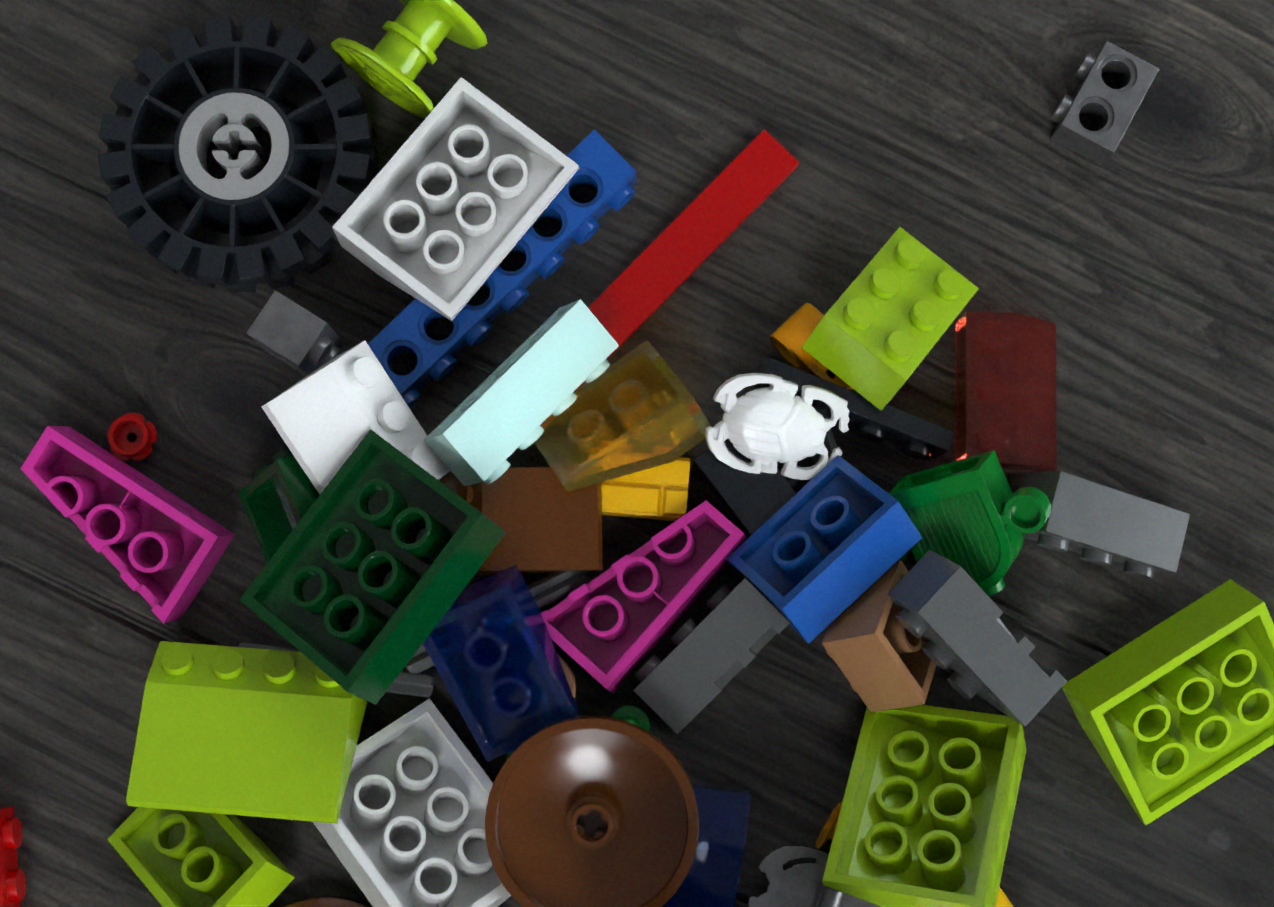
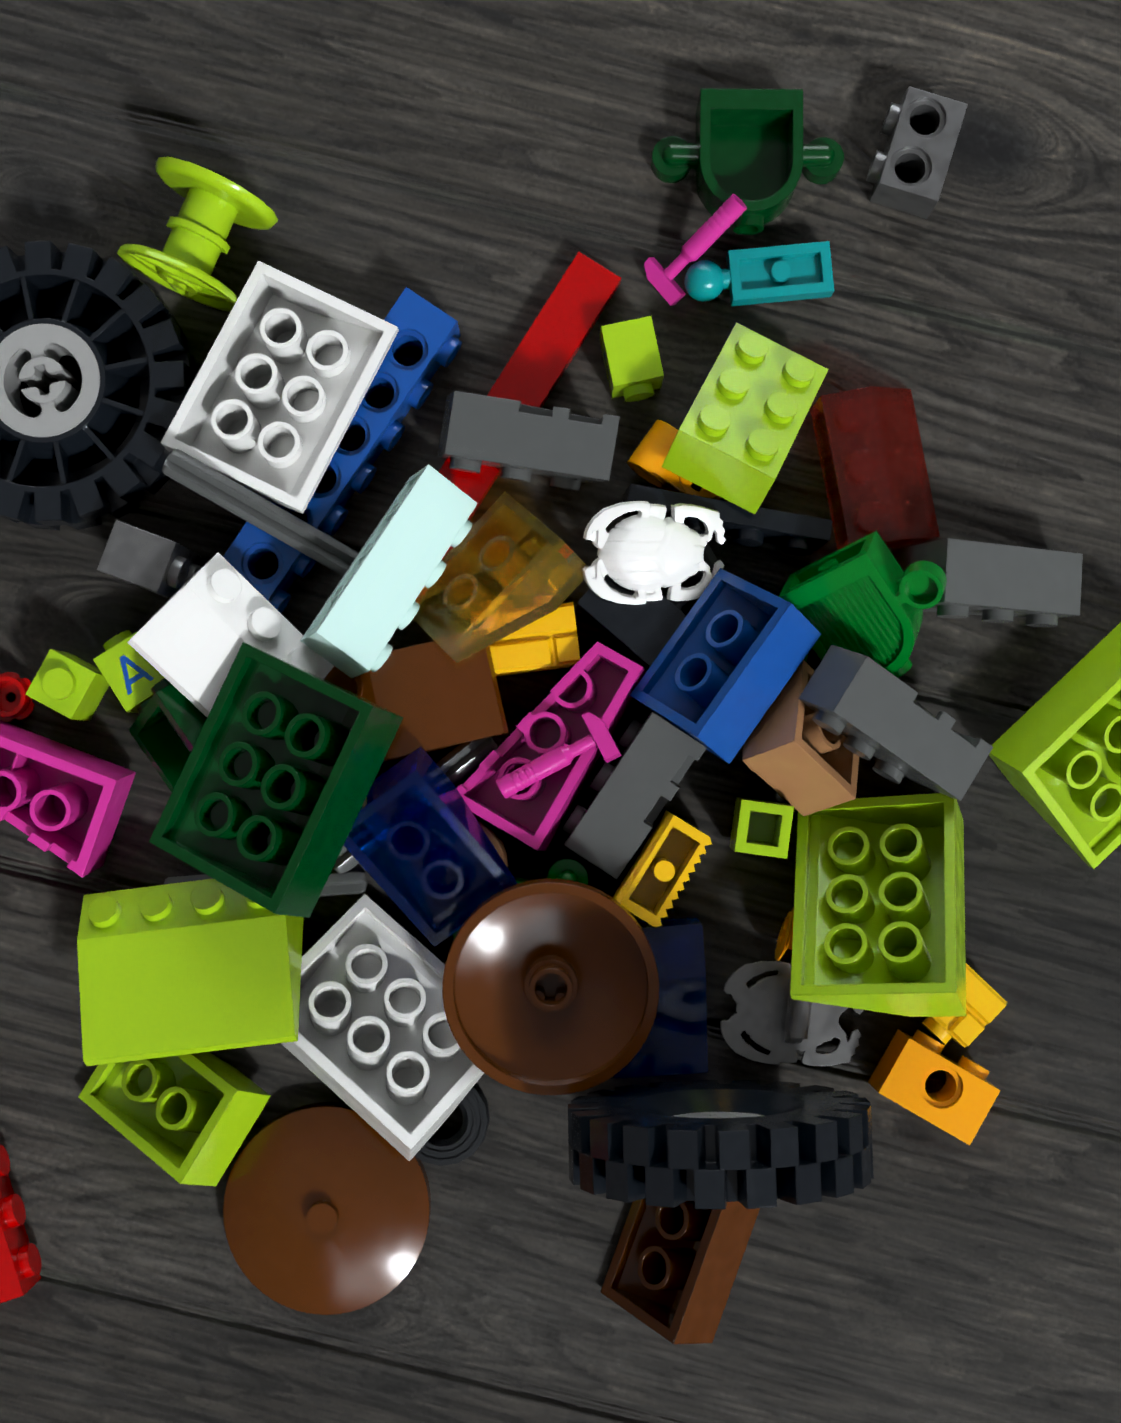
camera: 10 degrees left, 5 degrees up
(191, 437) = (68, 685): none -> lime brick
(252, 435) = (127, 672): none -> lime brick
(410, 311) = (258, 511): none -> dark grey axle
(647, 604) = (560, 757): none -> dark pink piece
(678, 296) = (527, 440): none -> dark grey wedge
(723, 733) = (661, 869): none -> yellow brick
(793, 240) = (631, 358): none -> lime brick
(828, 714) = (761, 827): none -> lime brick
(872, 150) = (693, 249): none -> dark pink piece
(937, 187) = (765, 275): none -> teal plate
(942, 73) = (748, 148): none -> dark green piece

